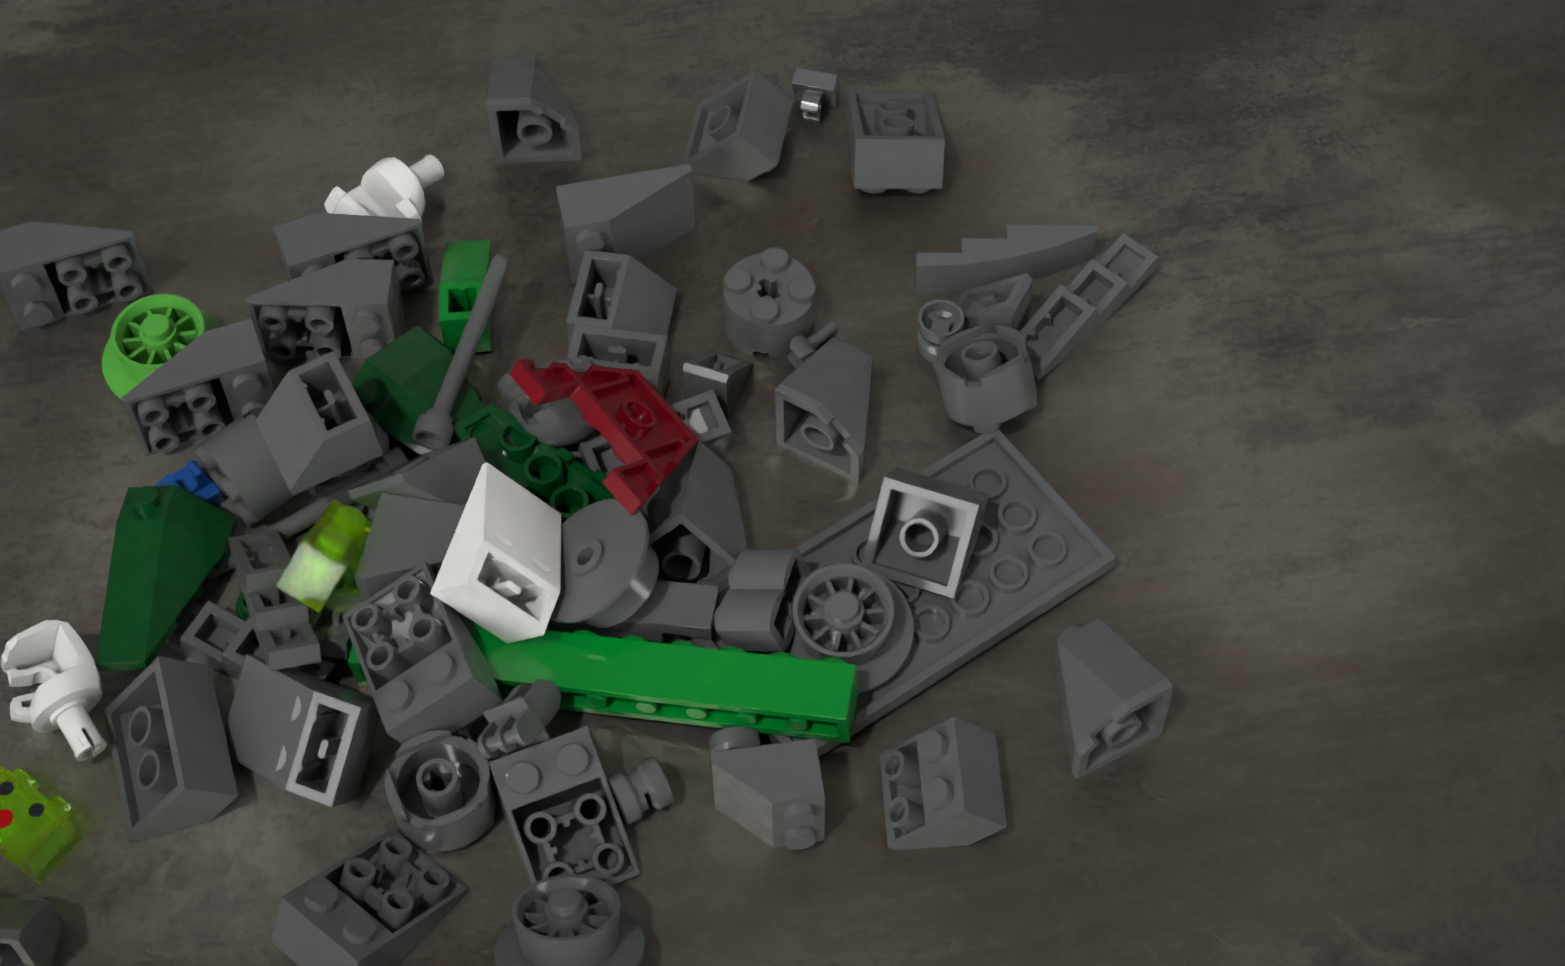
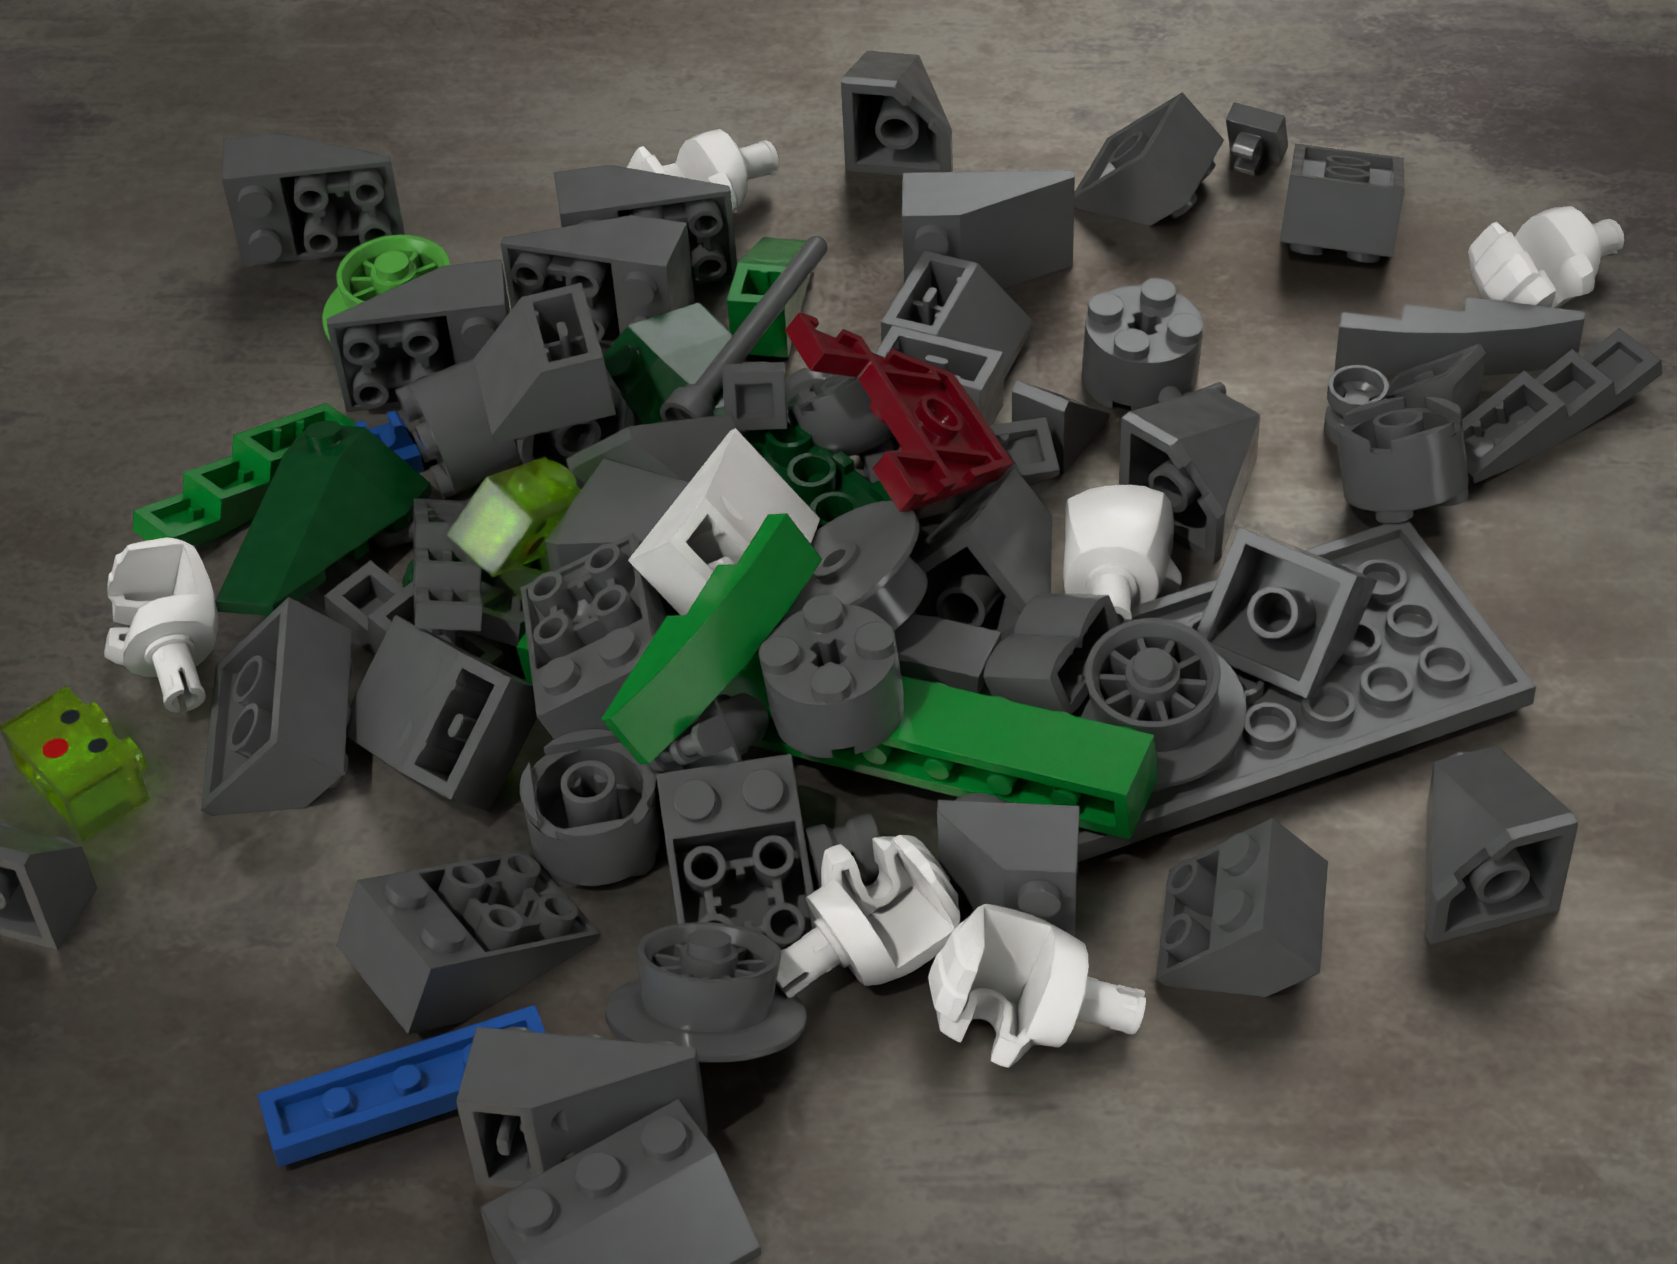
camera: 15 degrees right, 10 degrees down
(79, 543) = (229, 489): none -> green slope
(487, 413) = (755, 395): none -> dark grey tile
(507, 666) = (708, 646): none -> green slope
(607, 661) = (833, 678): none -> dark grey brick
(681, 846) = (878, 927): none -> white piece
(789, 495) = (1120, 546): none -> white piece
(800, 876) = (1024, 982): none -> white piece
(1057, 180) = (1547, 259): none -> white piece

